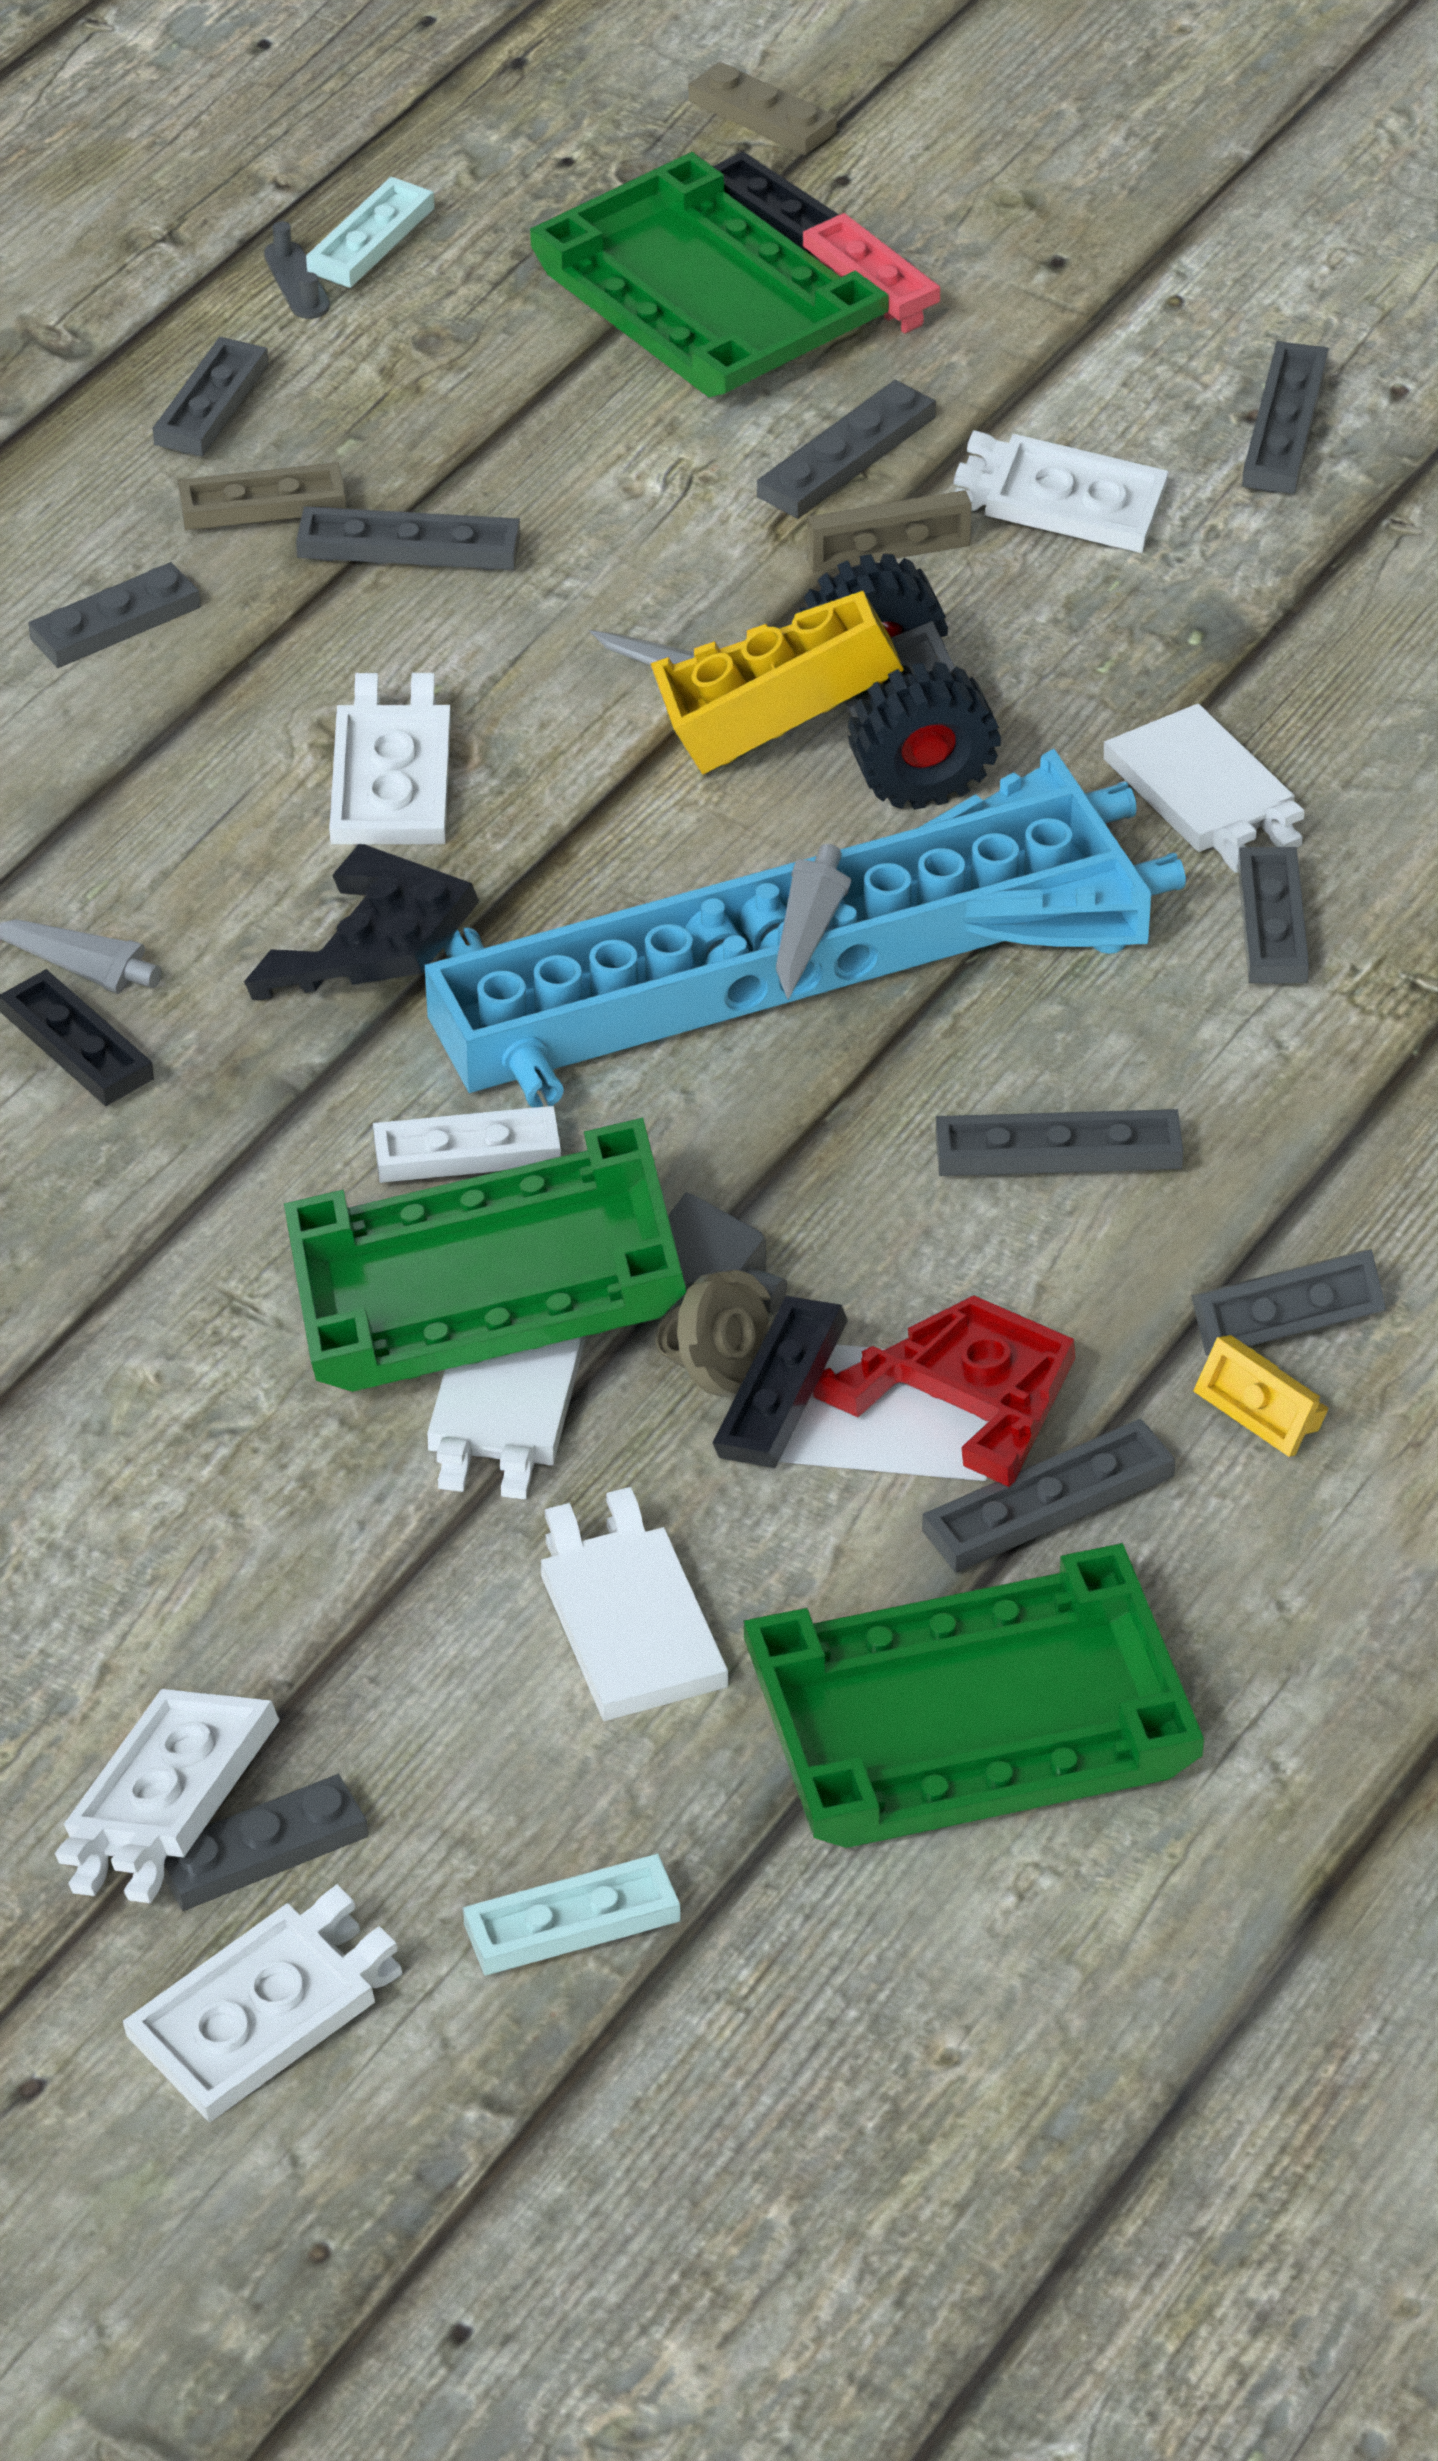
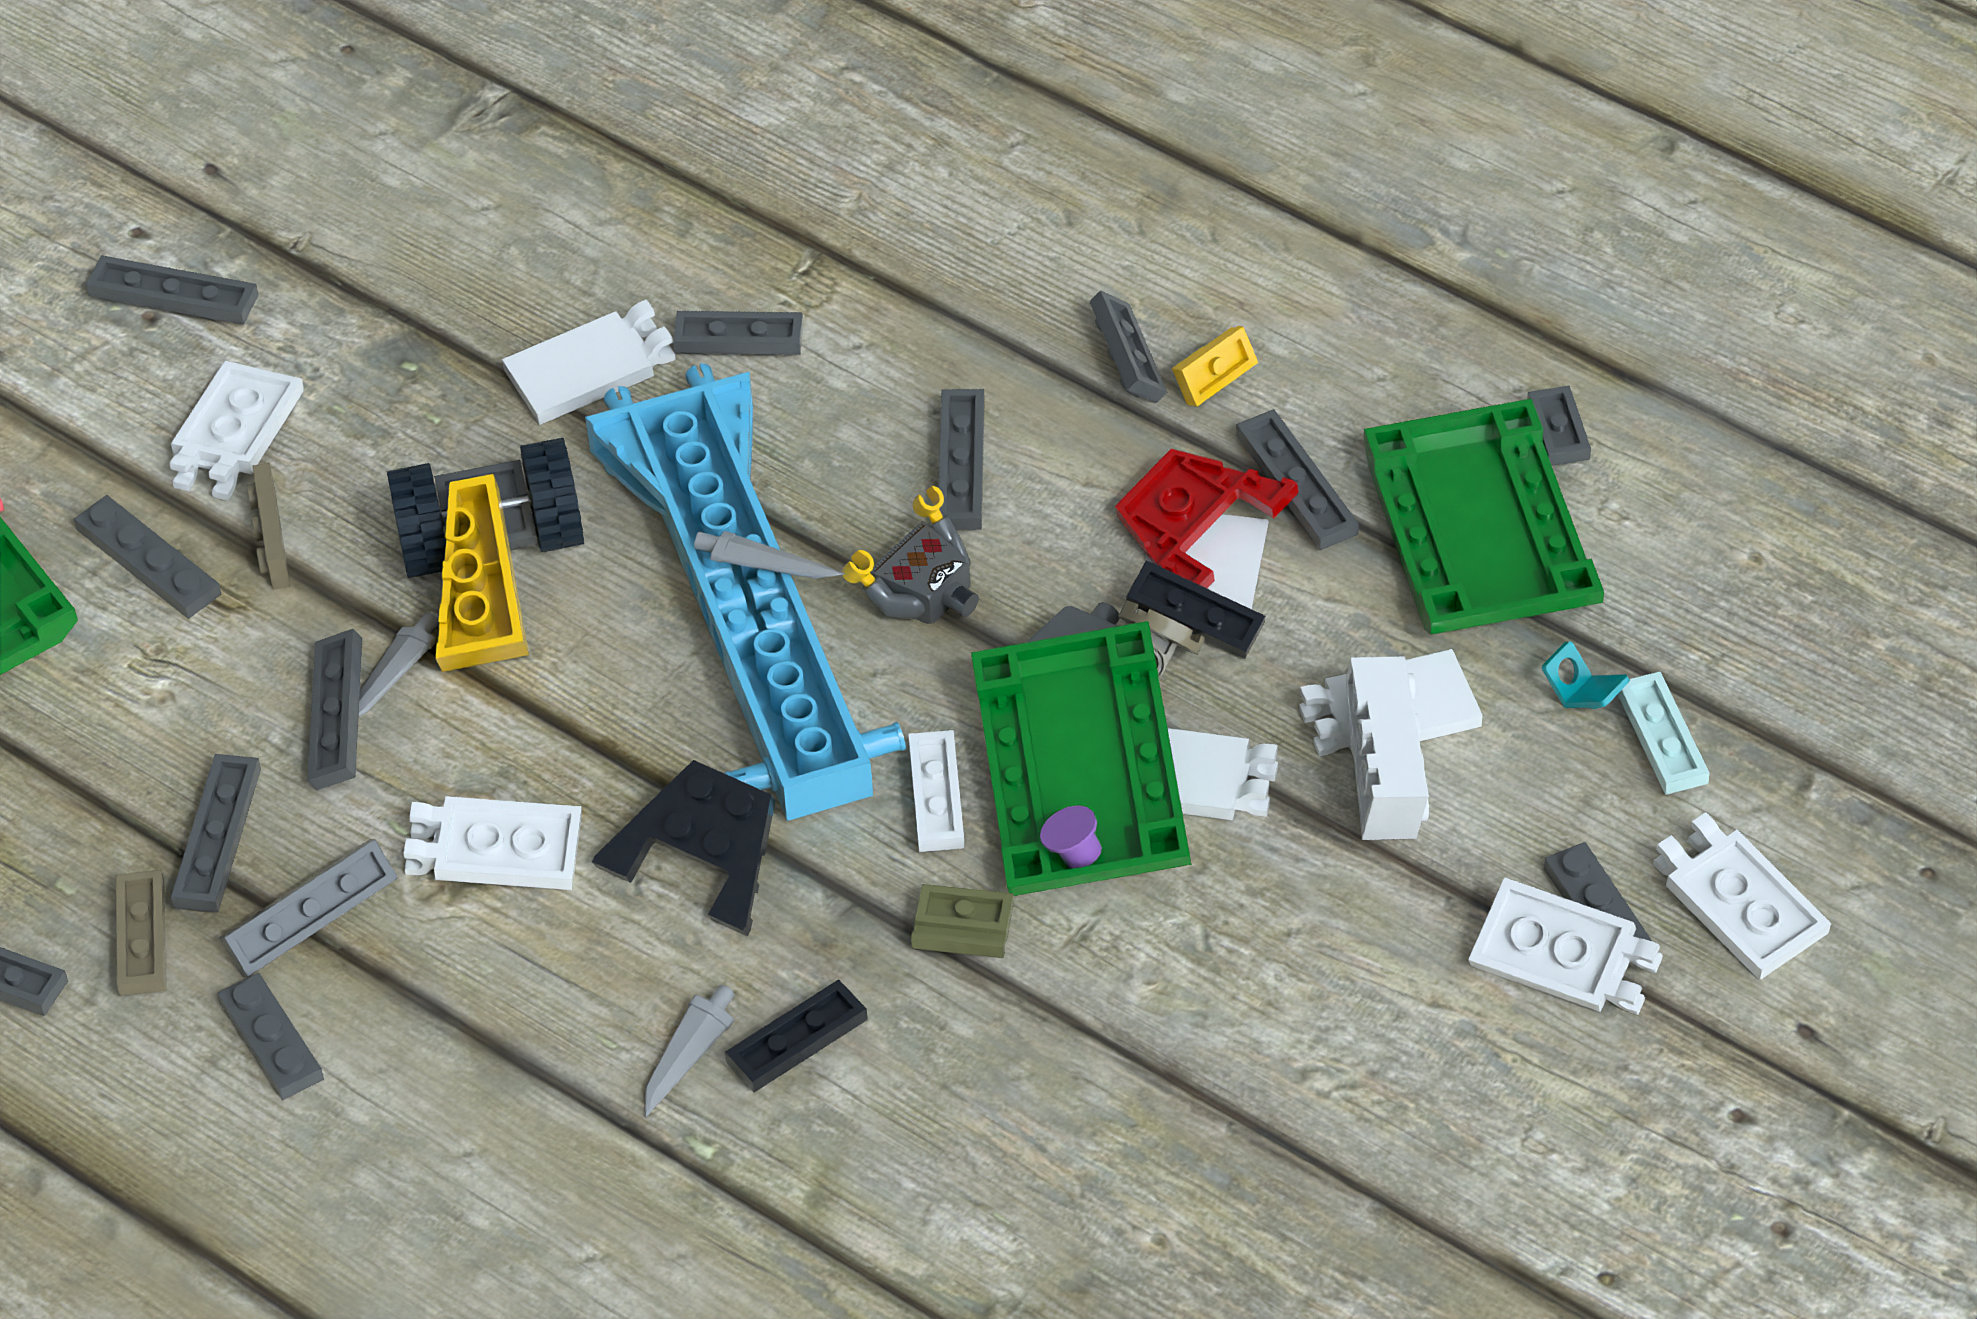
camera: 85 degrees left, 5 degrees up
(249, 1178) = (962, 920): none -> olive plate
(289, 616) = (308, 908): none -> plate
(348, 1249) = (1072, 836): none -> medium lavender piece
(503, 1567) = (1386, 748): none -> white wedge
(617, 610) = (335, 709): none -> dark grey plate
(655, 1827) = (1584, 689): none -> teal bracket
(837, 1106) = (921, 572): none -> dark grey torso
(1184, 1798) = (1562, 425): none -> dark grey plate

